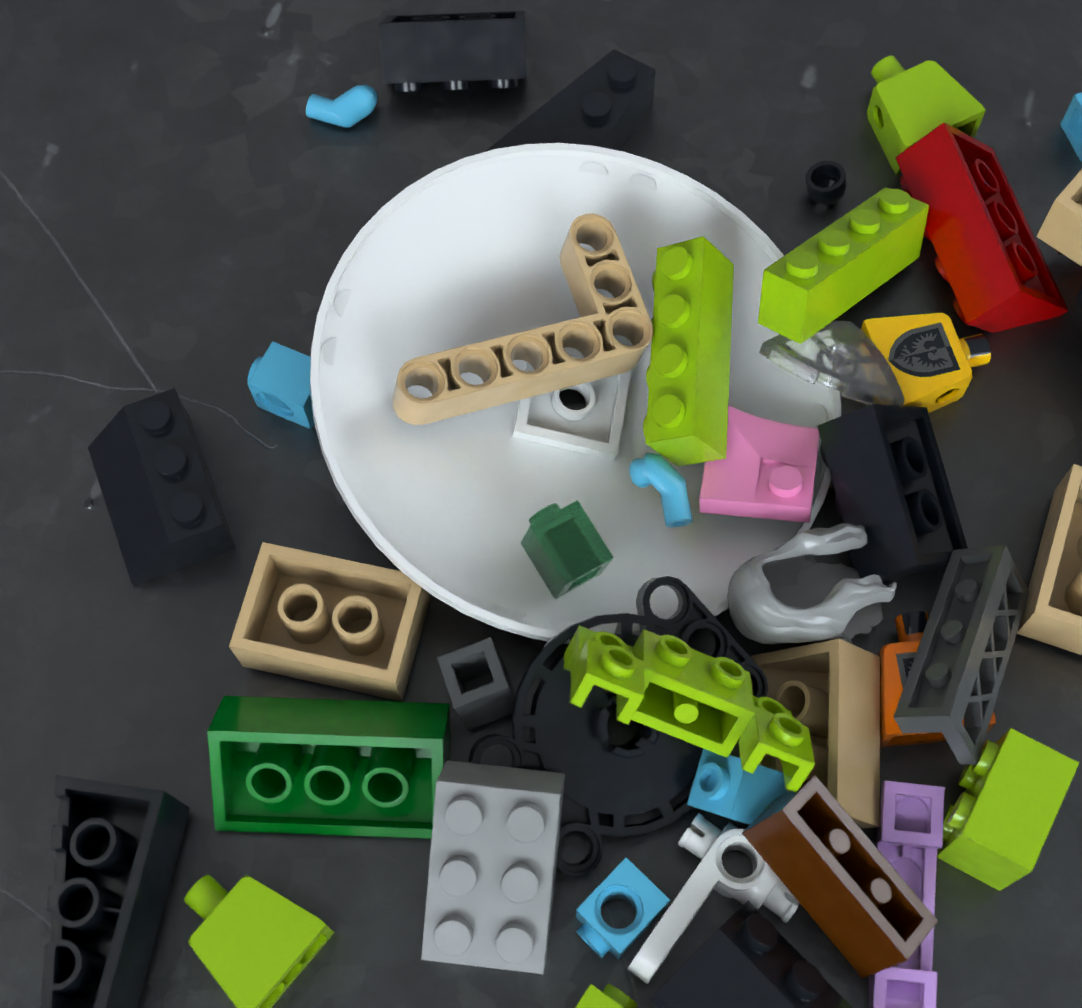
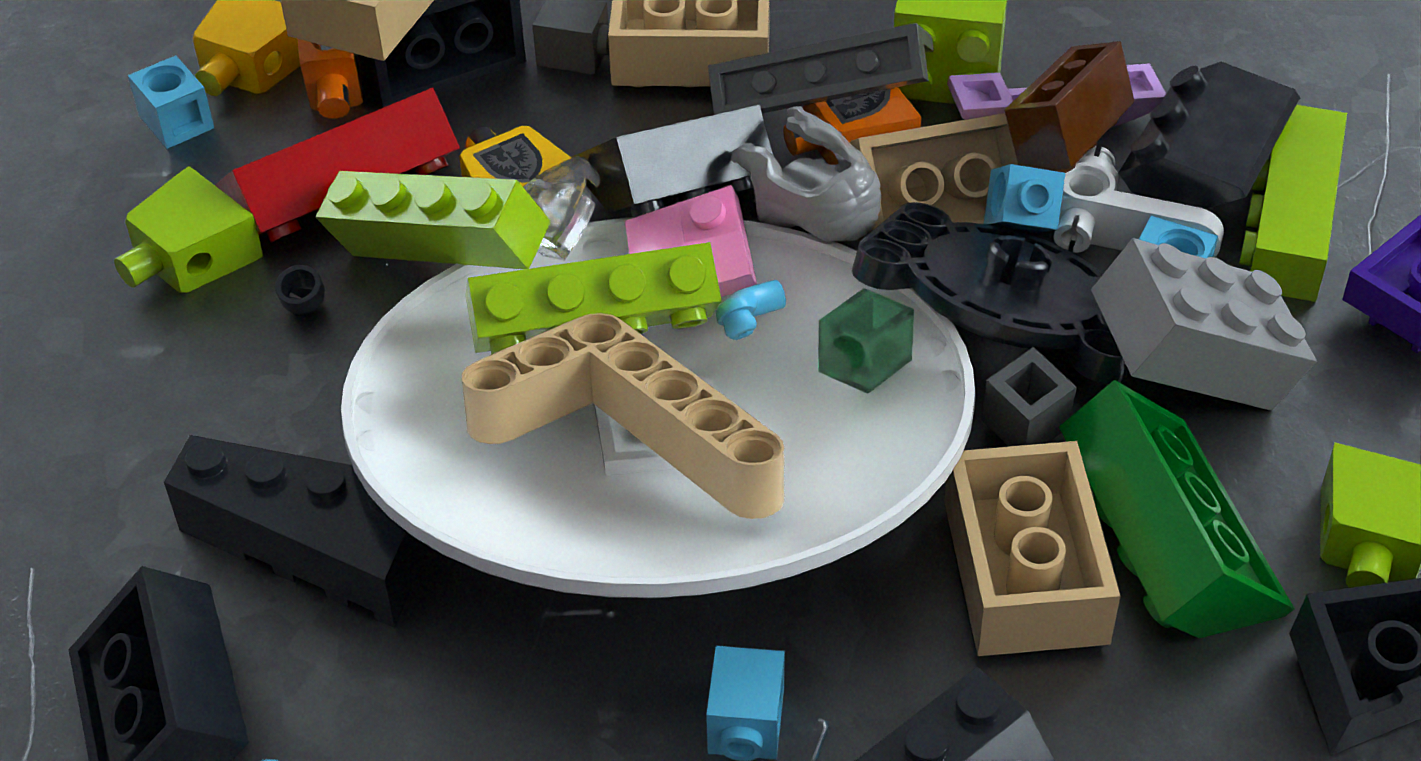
camera: 110 degrees left, 20 degrees down
(689, 698) = (979, 204): lime bracket -> none

